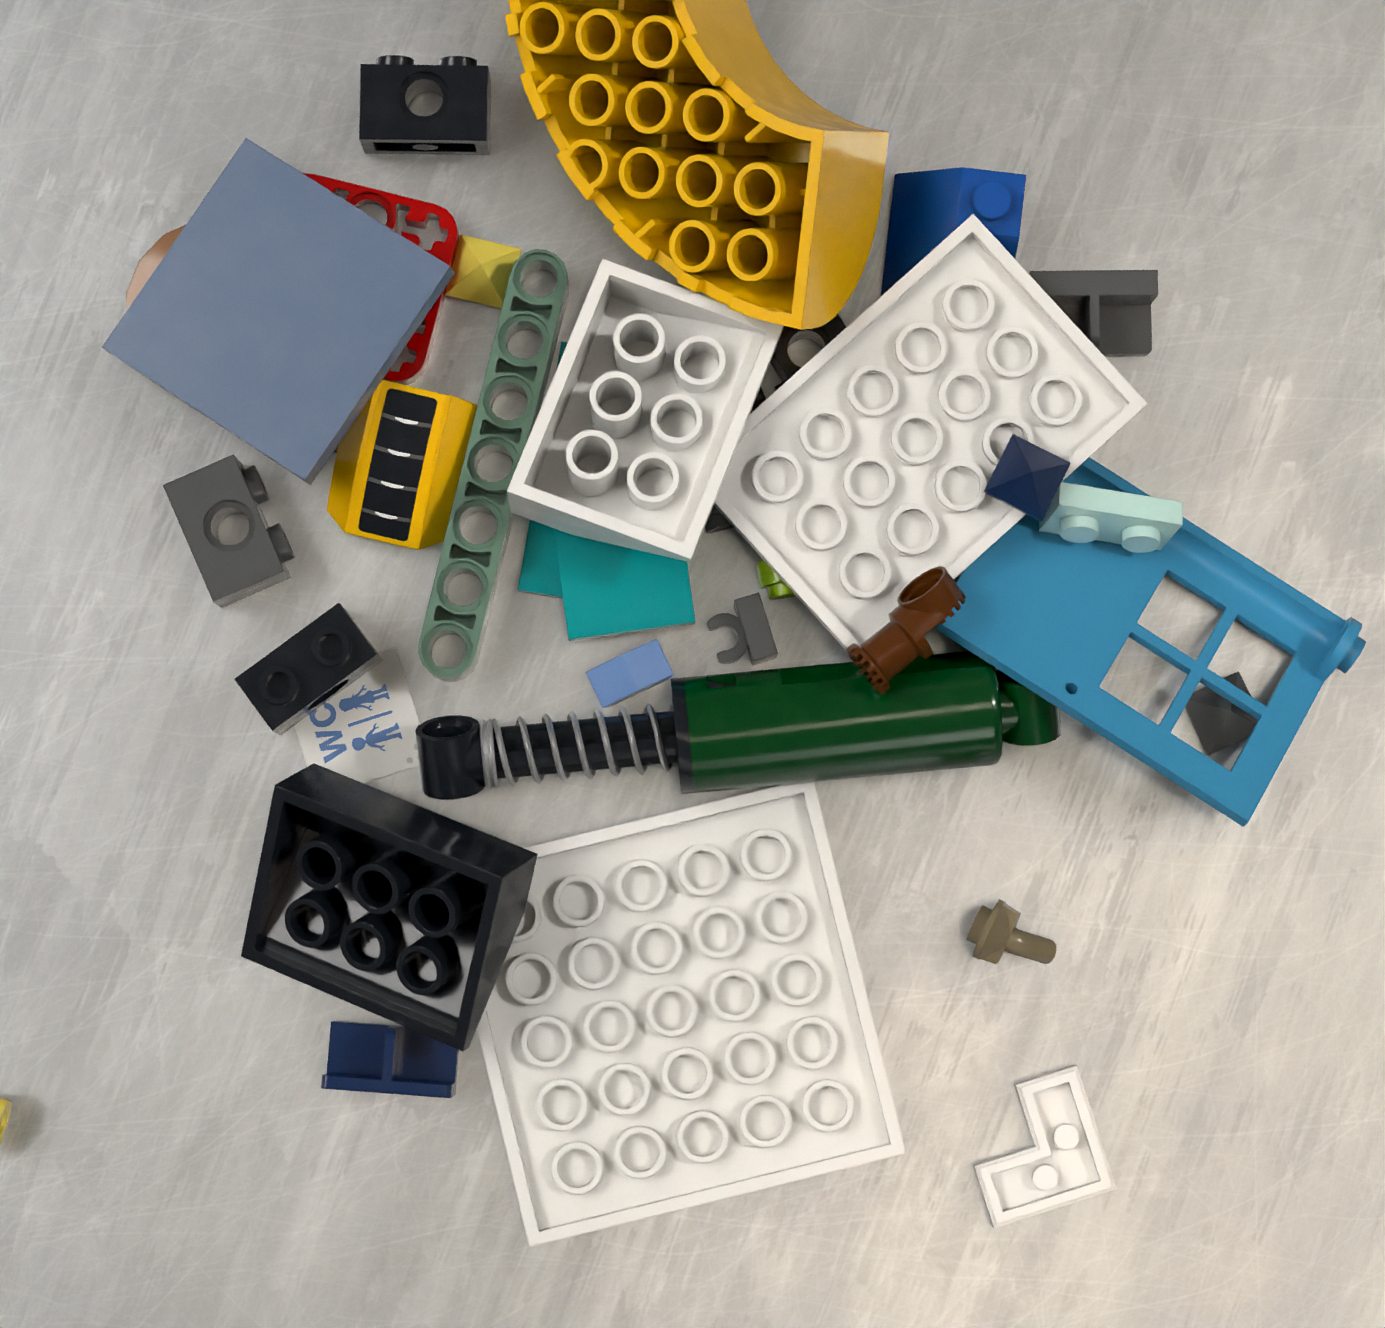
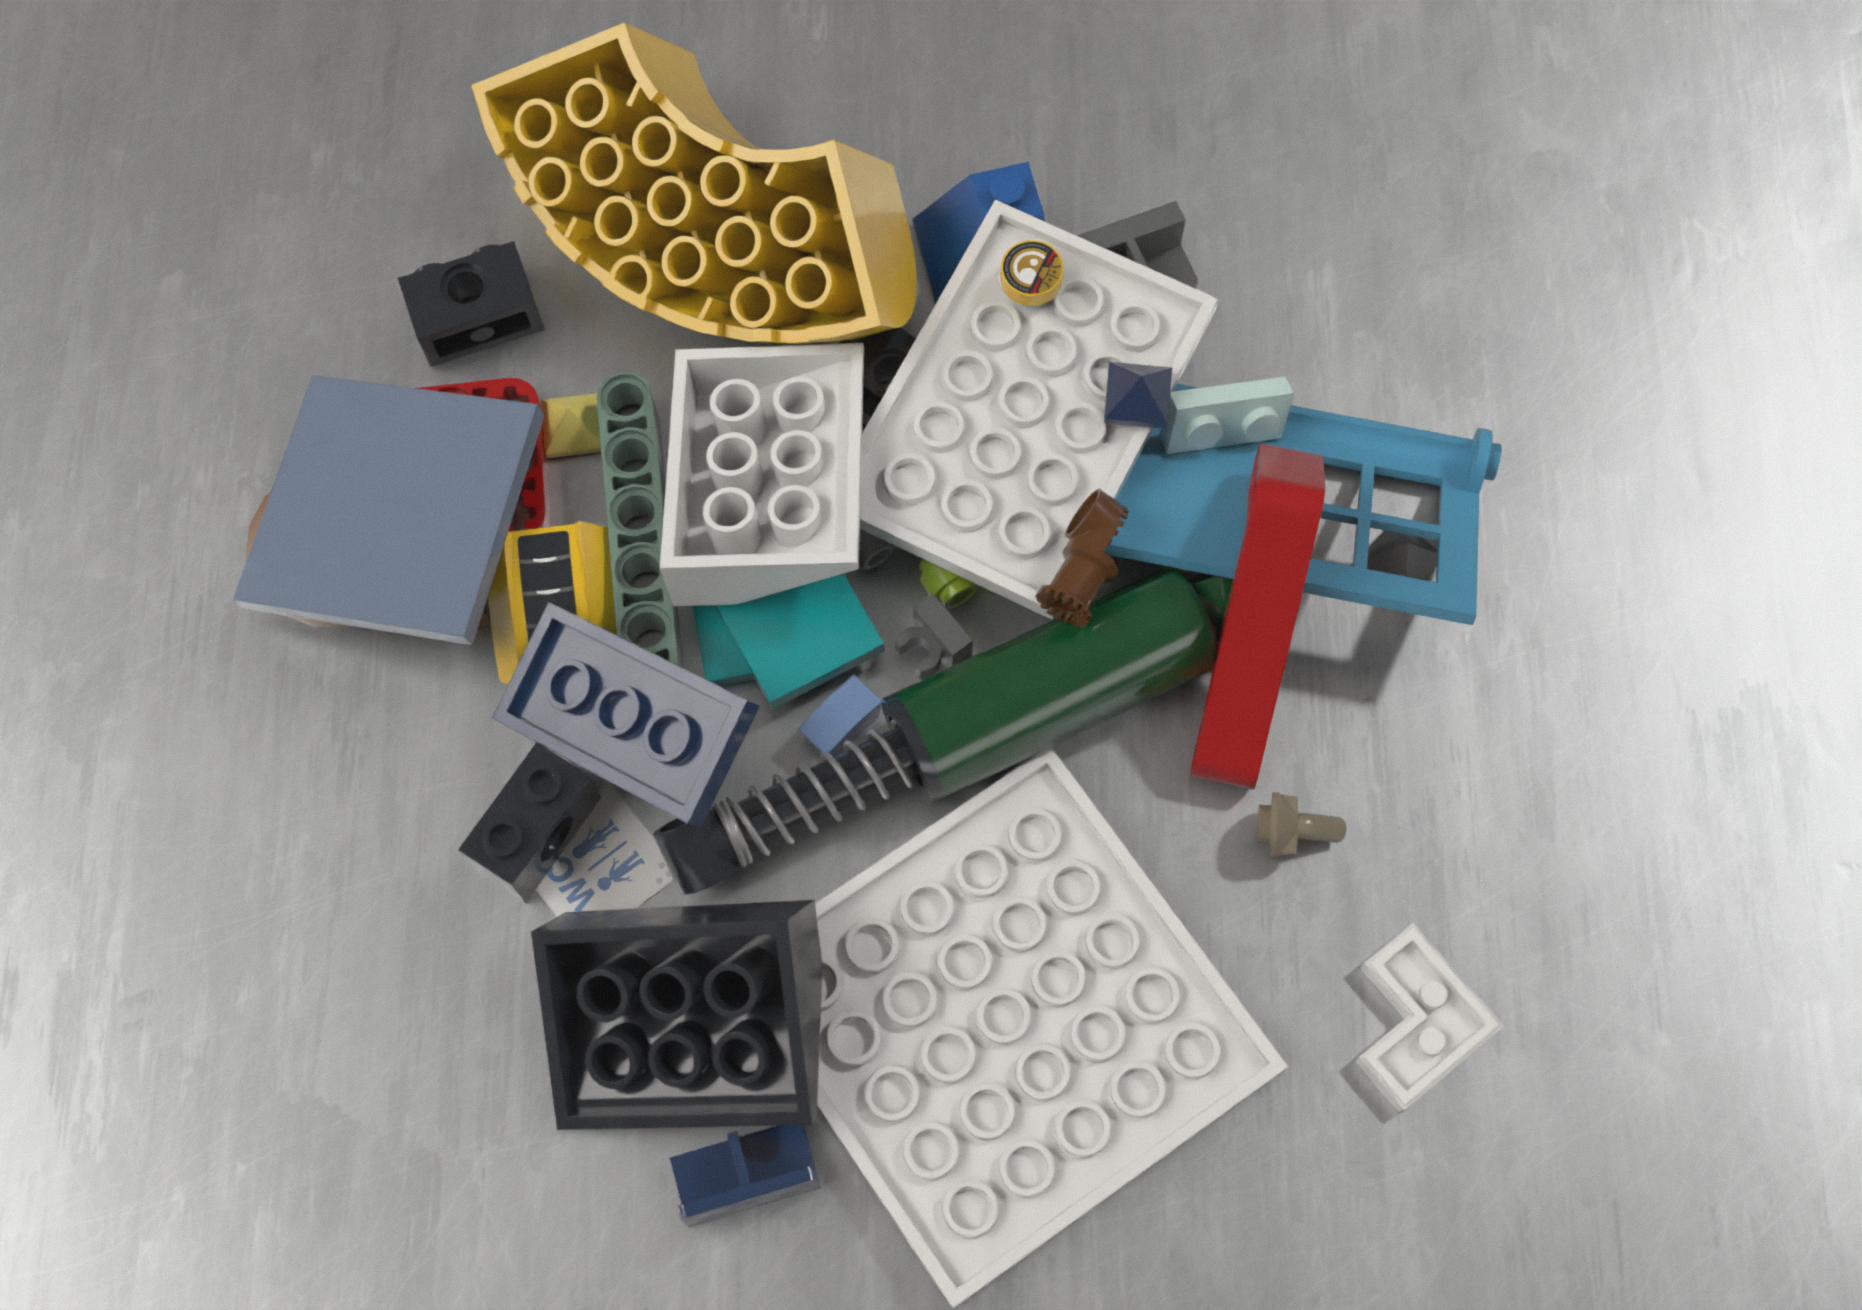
camera: 15 degrees left, 15 degrees down
(202, 503) = (382, 701): dark grey brick -> none
(428, 609) = (626, 714): none -> plate
(975, 311) = (1031, 273): none -> tile
(1059, 727) = (1260, 614): none -> red beam

